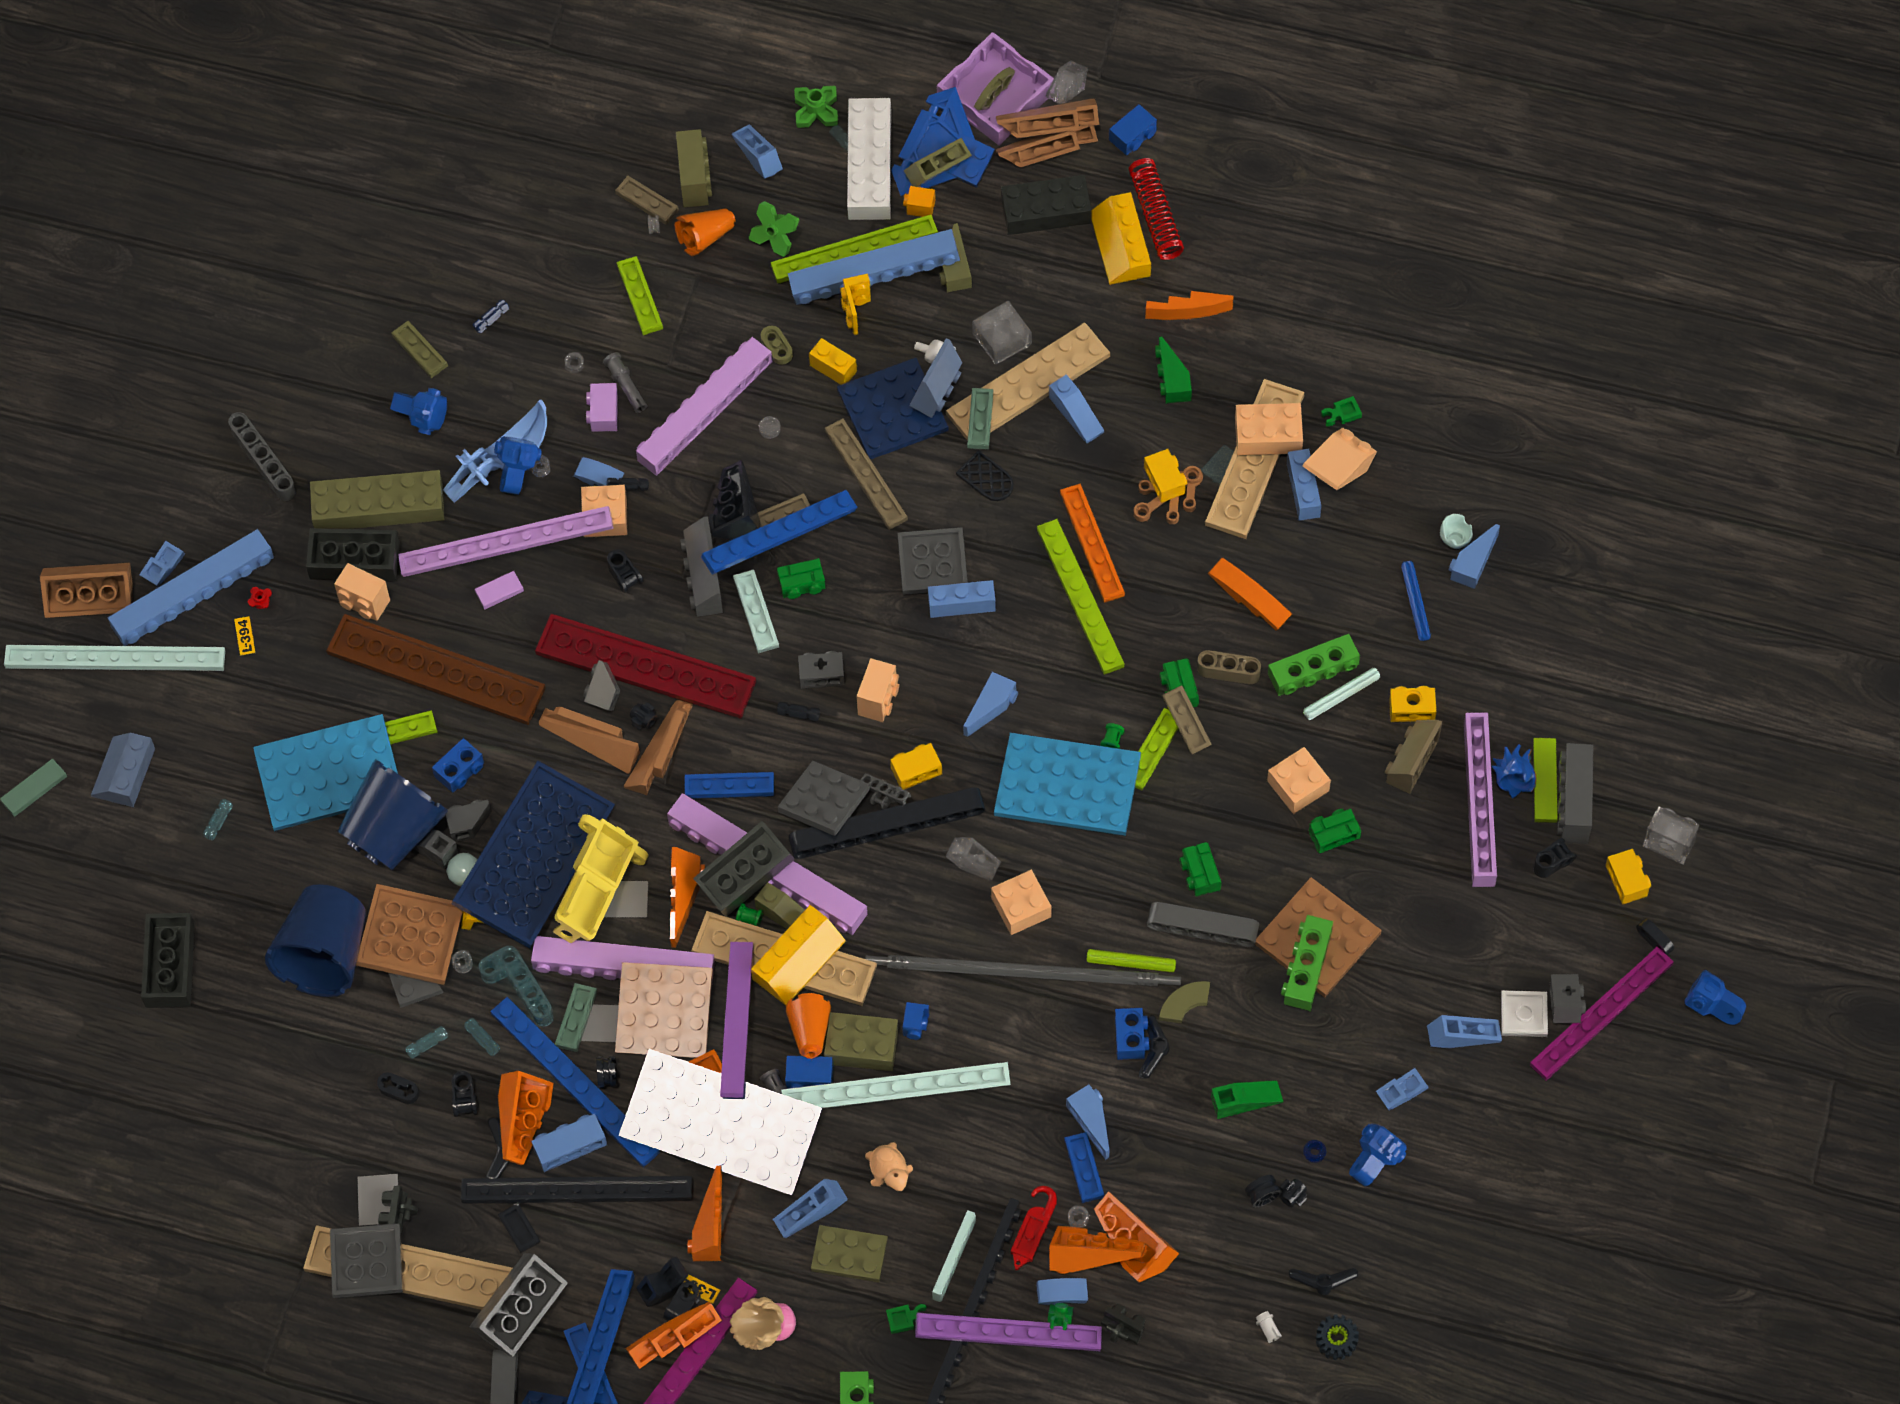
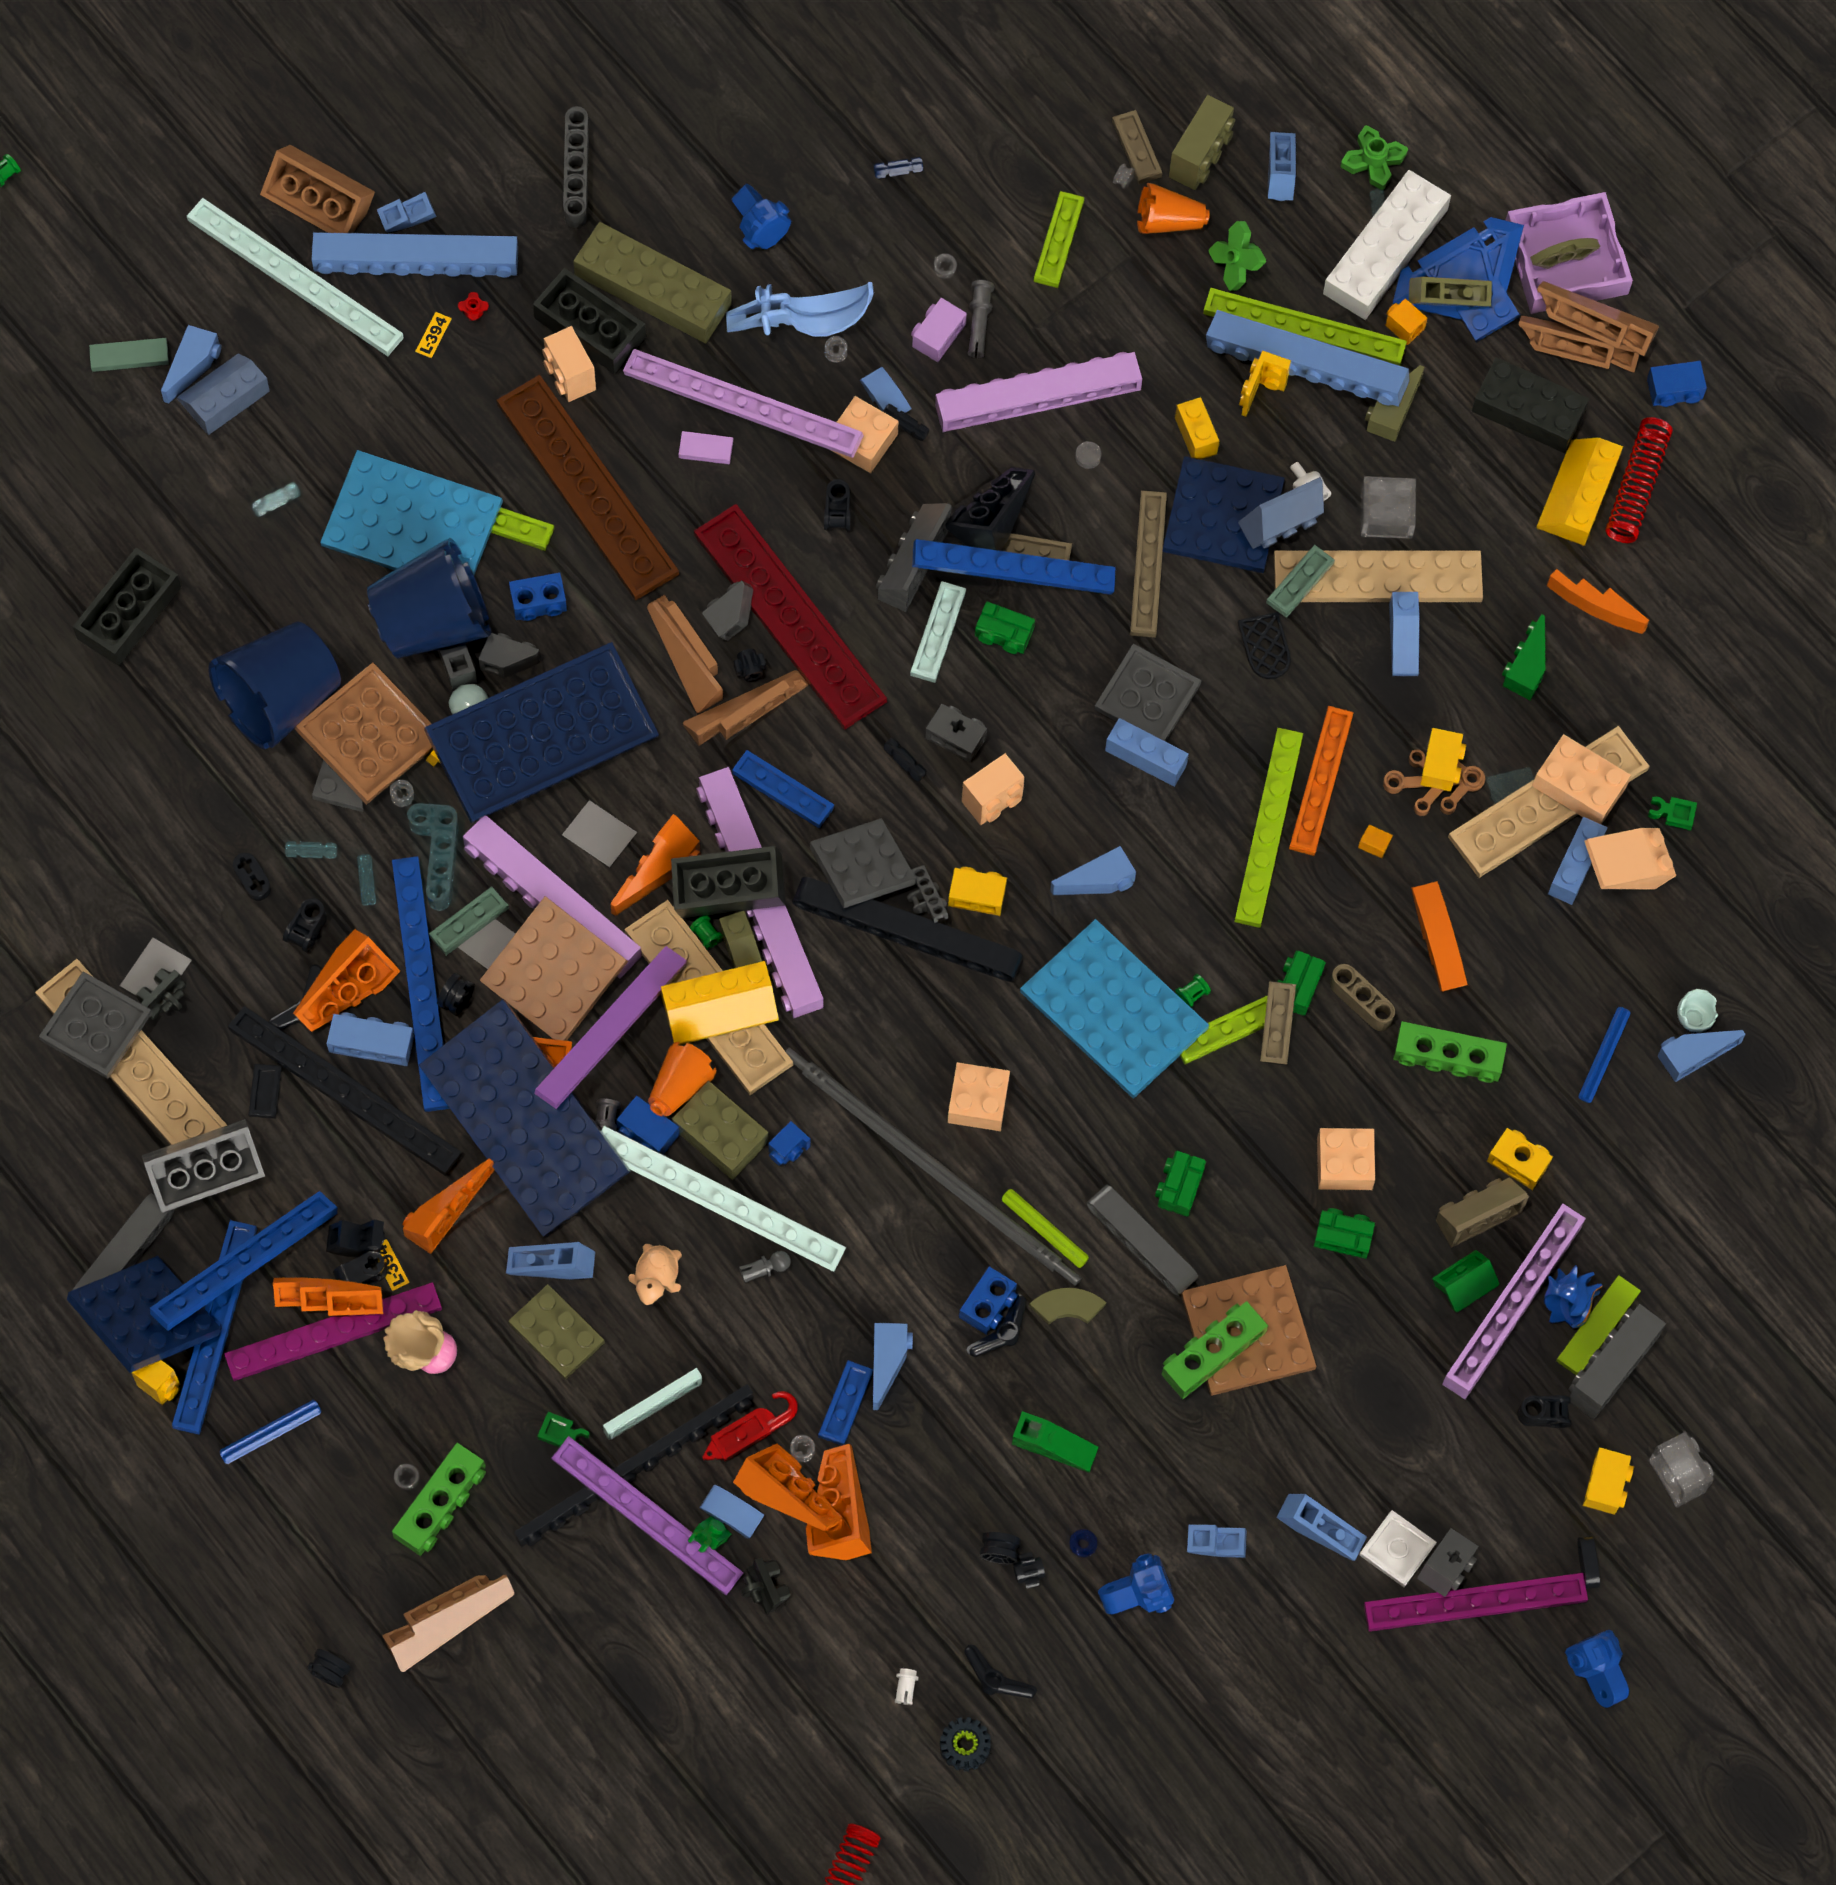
camera: 30 degrees right, 5 degrees up
(84, 761) = (191, 361): none -> medium blue slope
(419, 349) = (805, 156): olive tile -> none
(517, 457) = (814, 325): blue piece -> none
(596, 877) = (580, 796): light yellow piece -> none
(777, 346) = (1155, 377): olive plate -> none
(967, 1103) = (778, 1261): none -> dark grey pin
(973, 857) = (965, 1021): clear slope -> none
(1068, 82) = (1644, 292): clear slope -> none
(1159, 559) = (1375, 841): none -> light orange slope
(1341, 693) = (1457, 1099): light aqua axle -> none
(1437, 807) = (1467, 1280): none -> green panel

